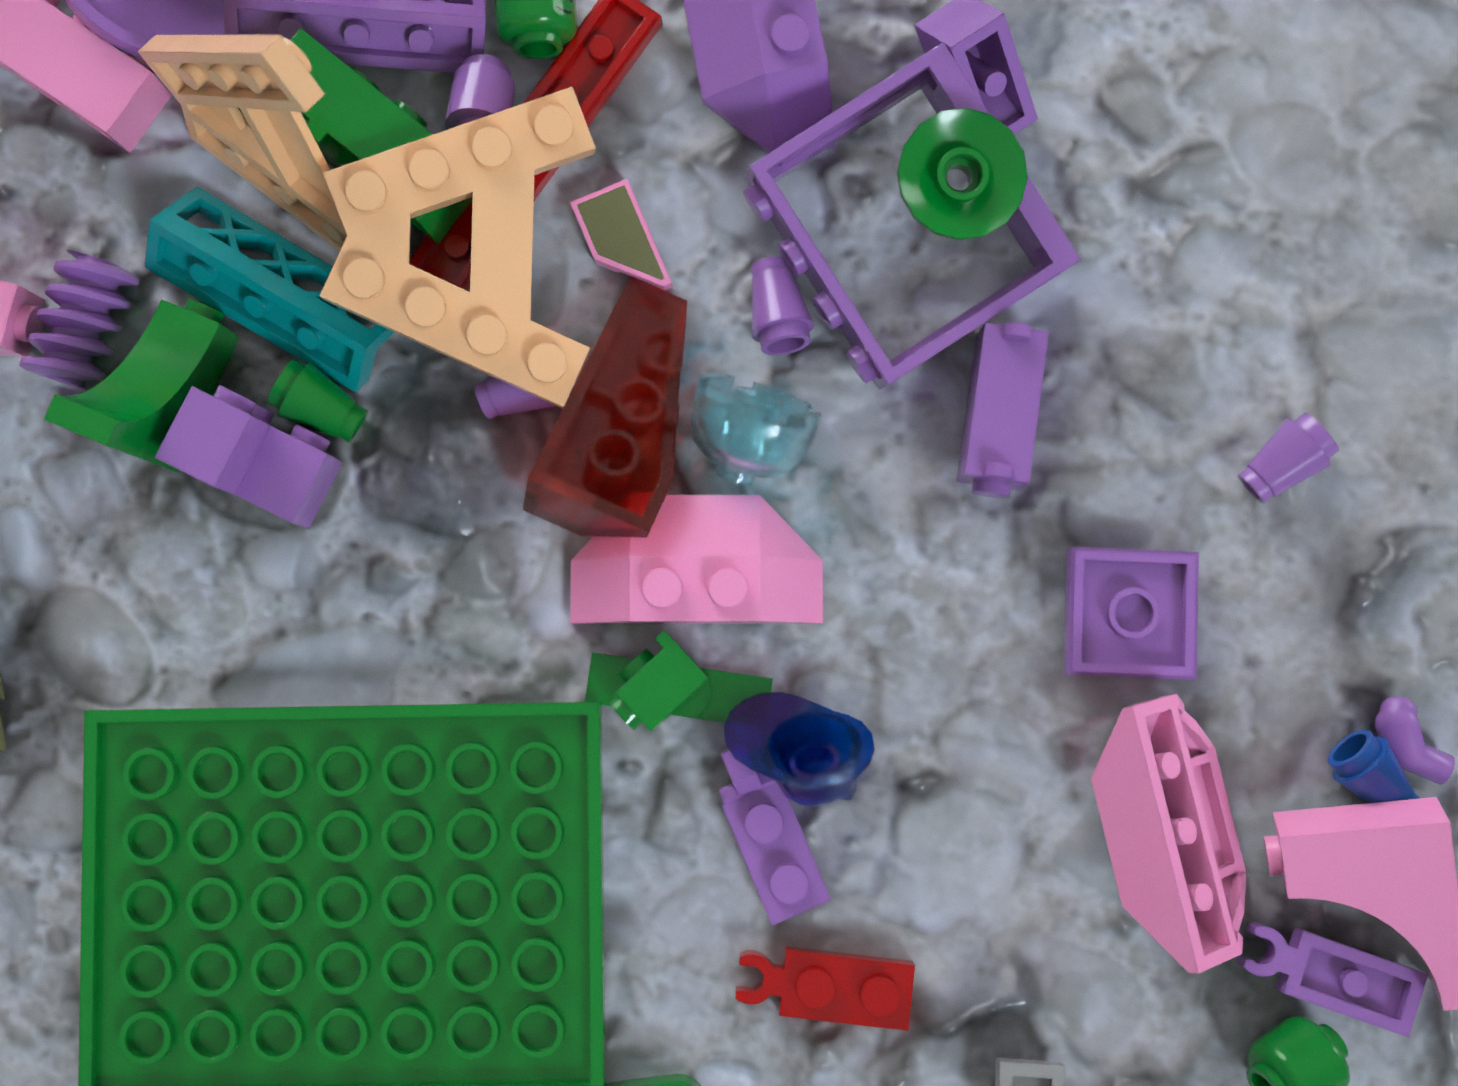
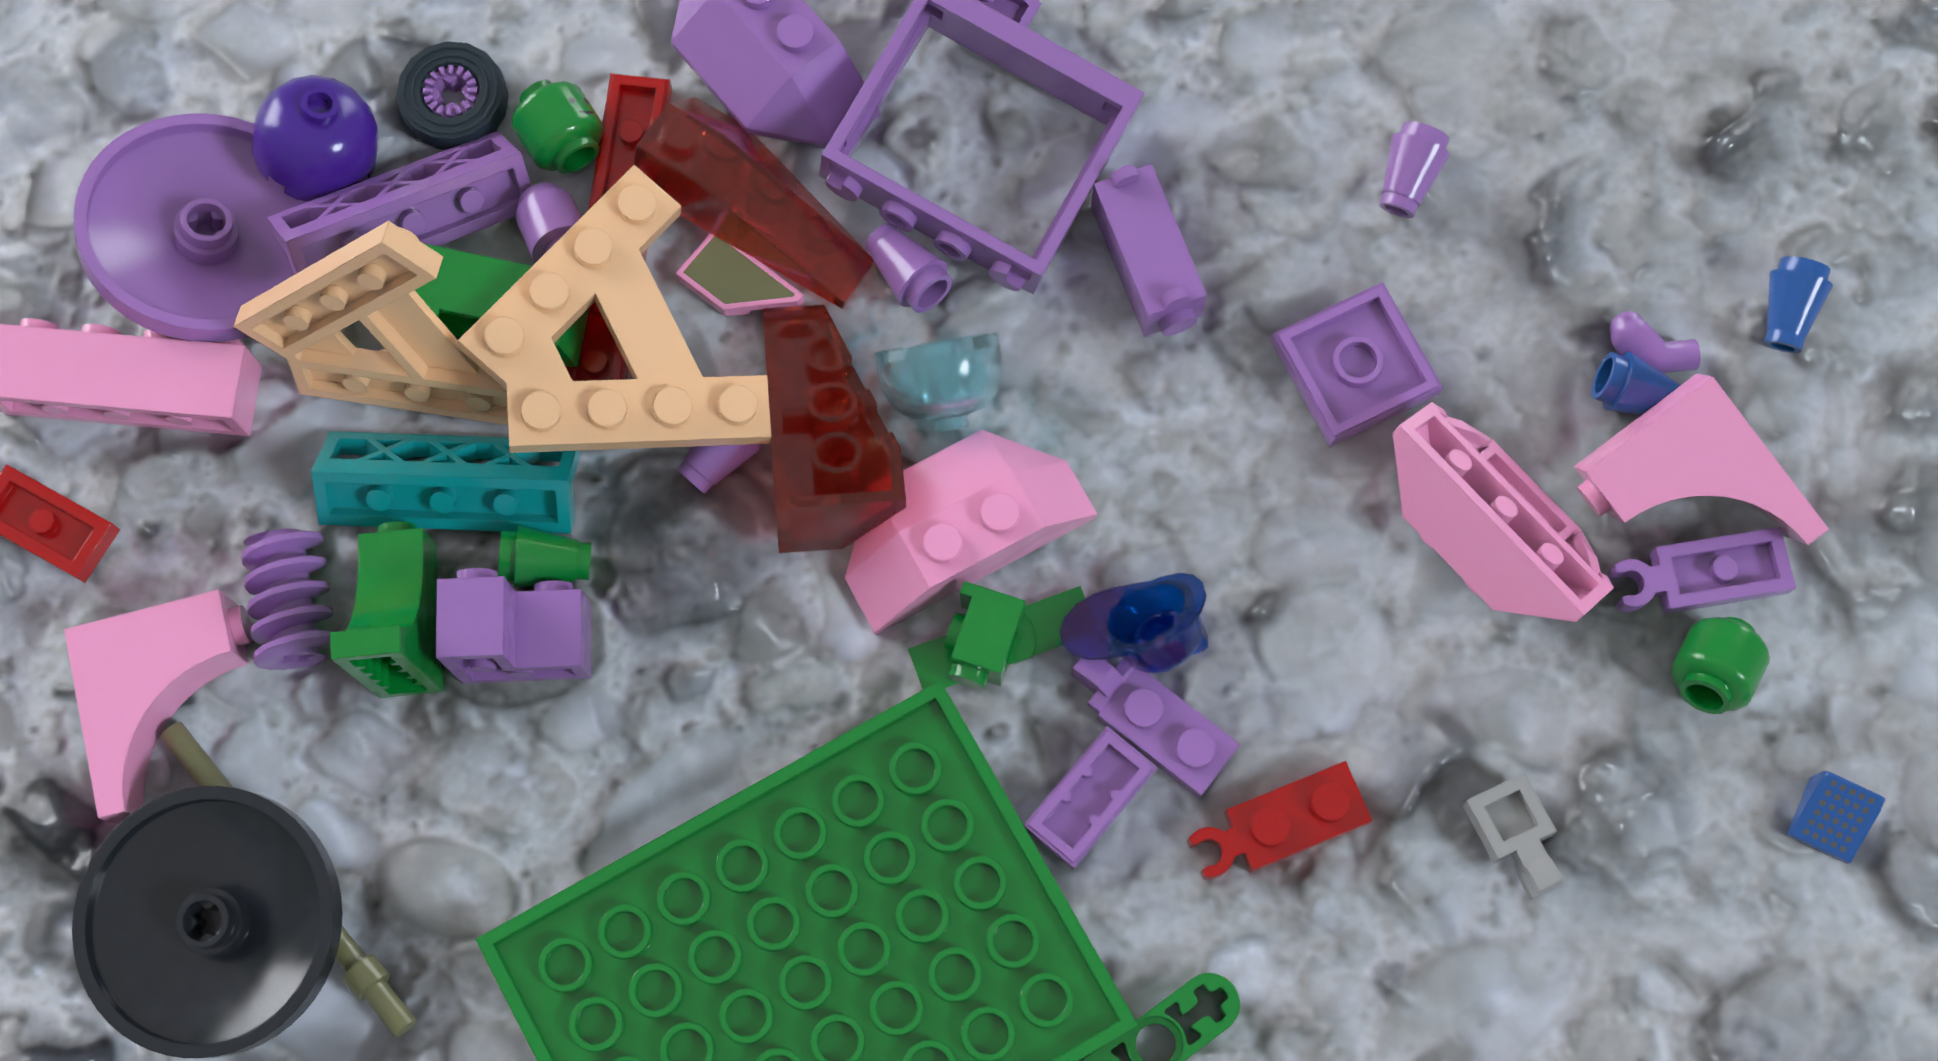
camera: 30 degrees left, 10 degrees down
(669, 159) = (749, 199): none -> clear red wedge
(673, 874) = (1090, 797): none -> medium lavender plate
(979, 148) = (1011, 44): green dish -> none

